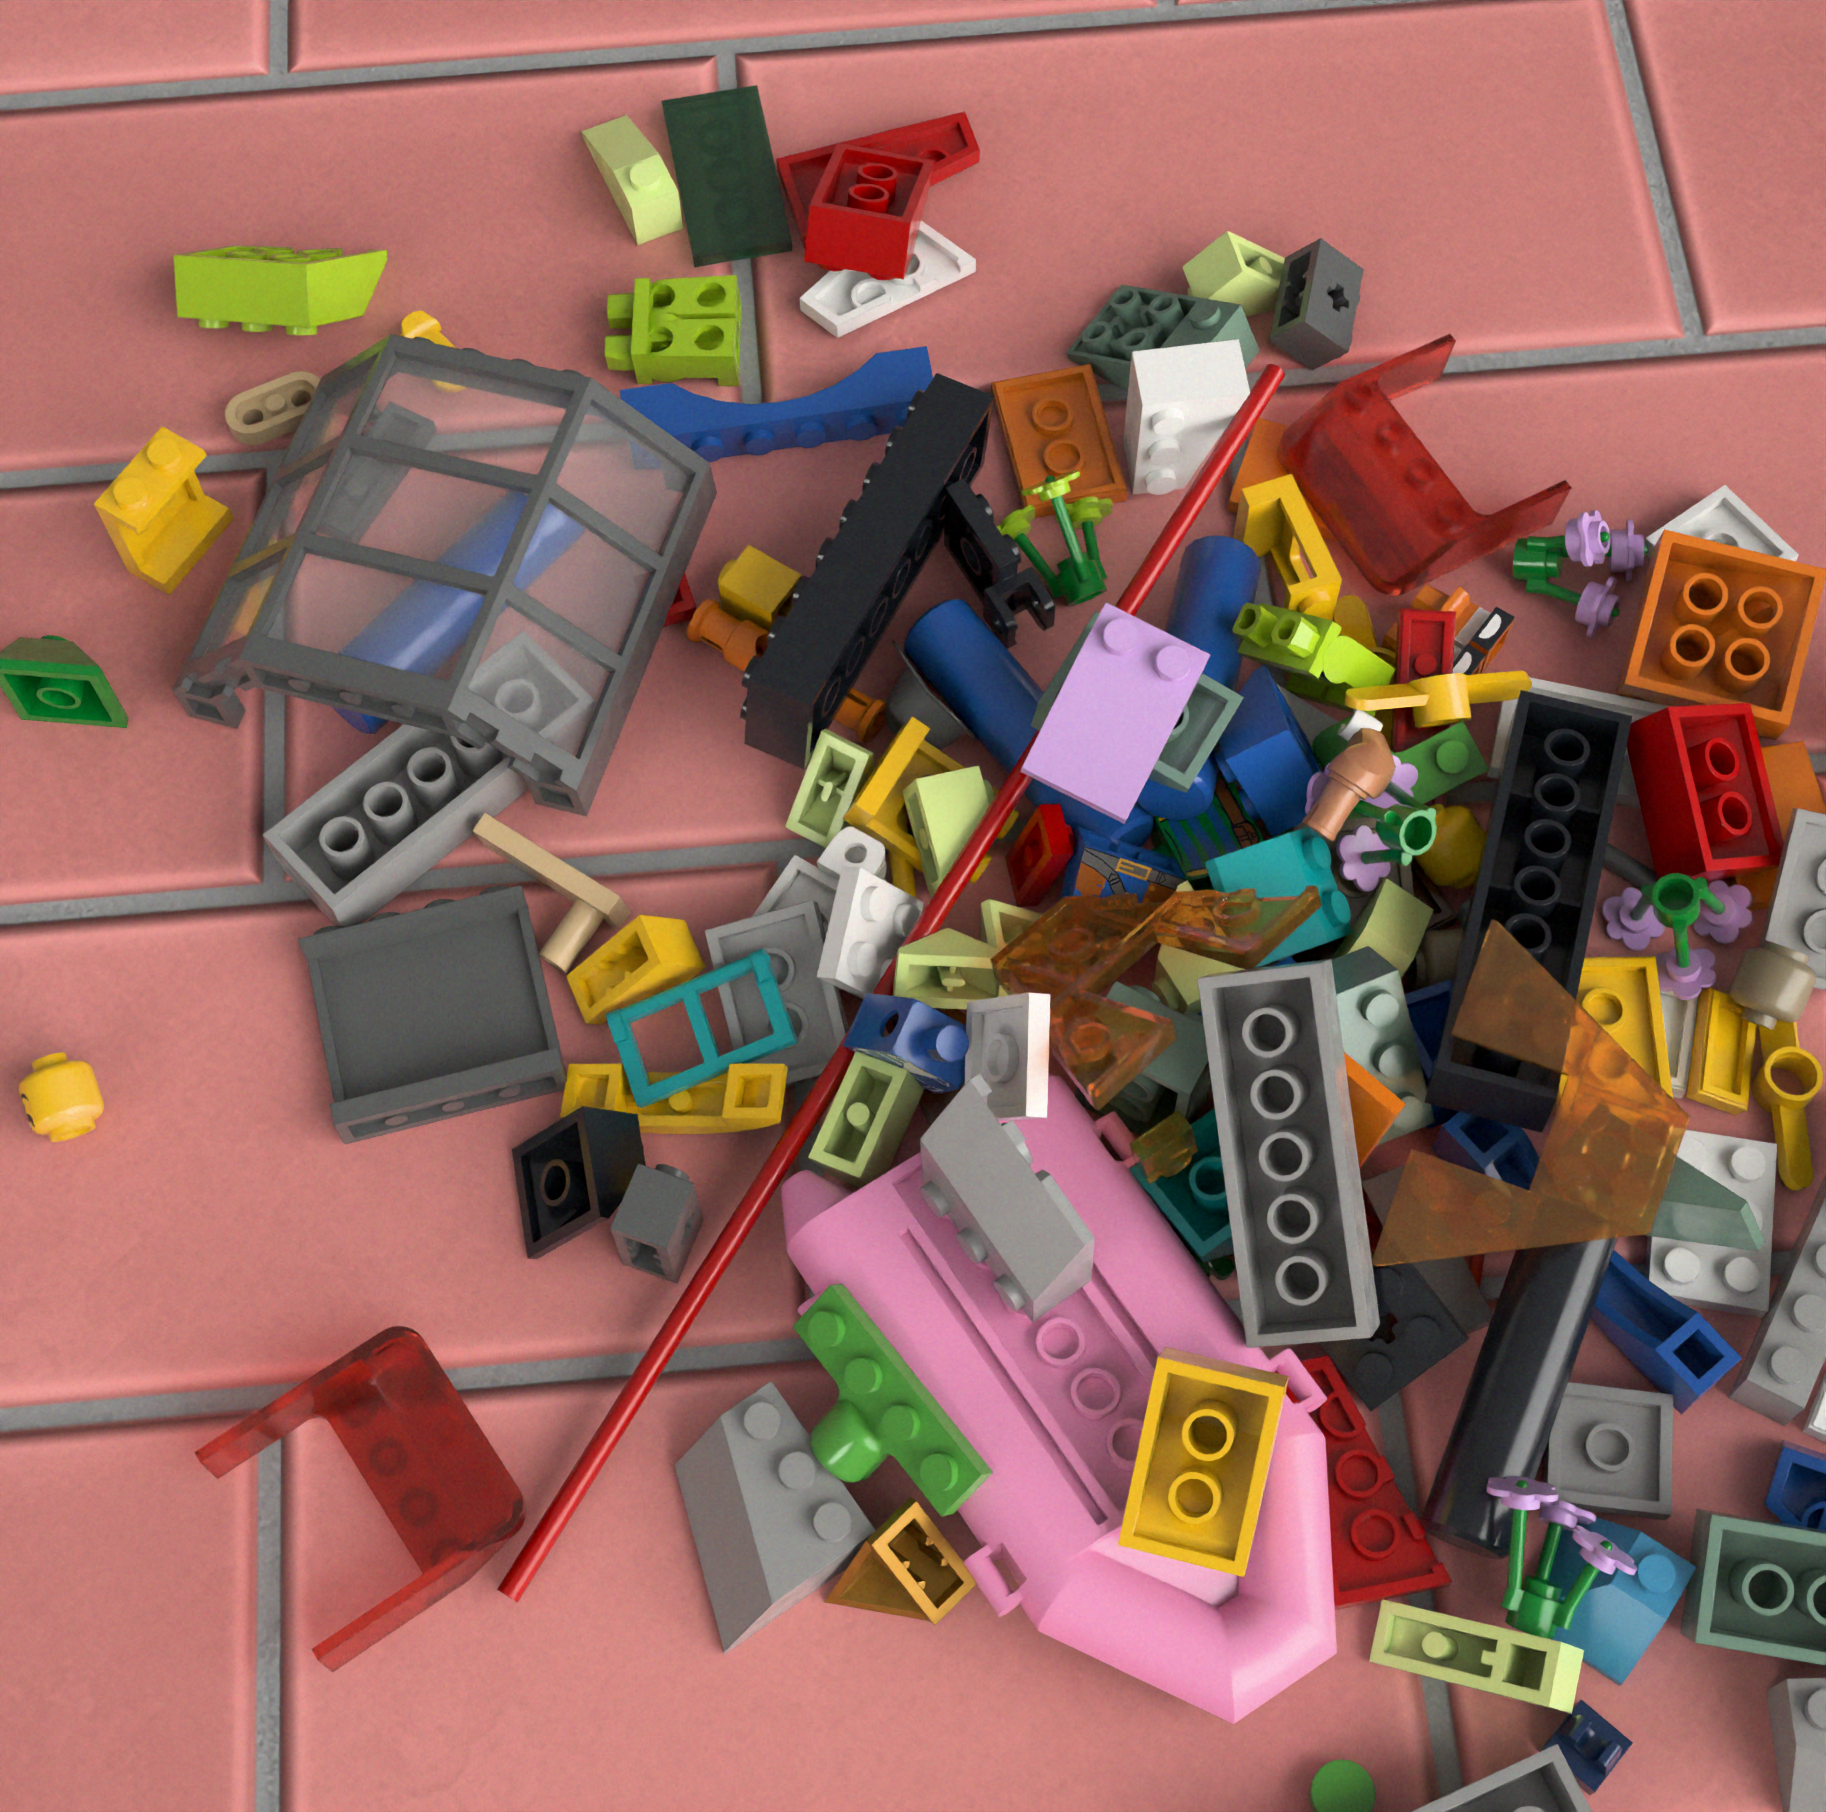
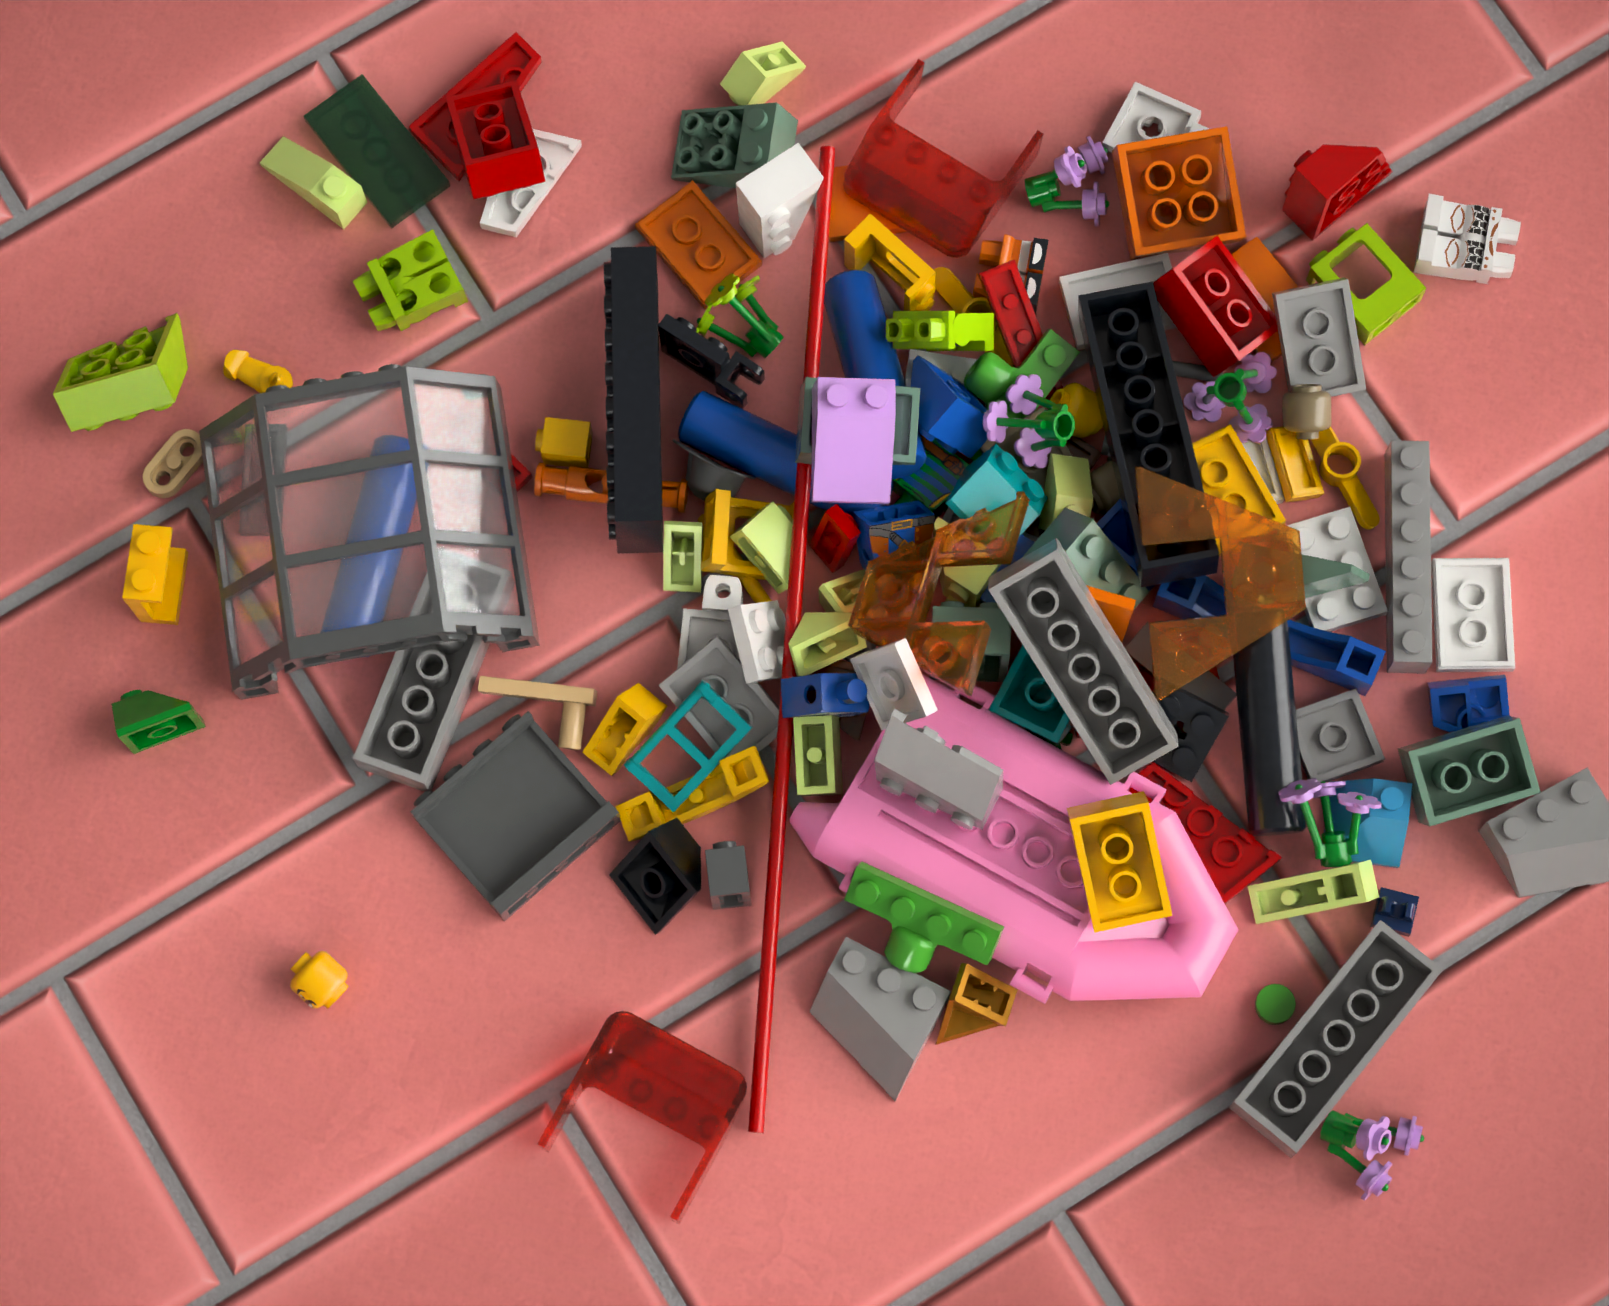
camera: 25 degrees left, 10 degrees up
(855, 409) = (573, 267): blue arch -> none
(1164, 1148) = (1006, 689): clear yellow plate -> none
(1316, 304) = (820, 72): dark grey brick -> none
(1354, 774) = (1010, 403): nougat arm -> none
(1441, 697) = (1029, 323): yellow piece -> none

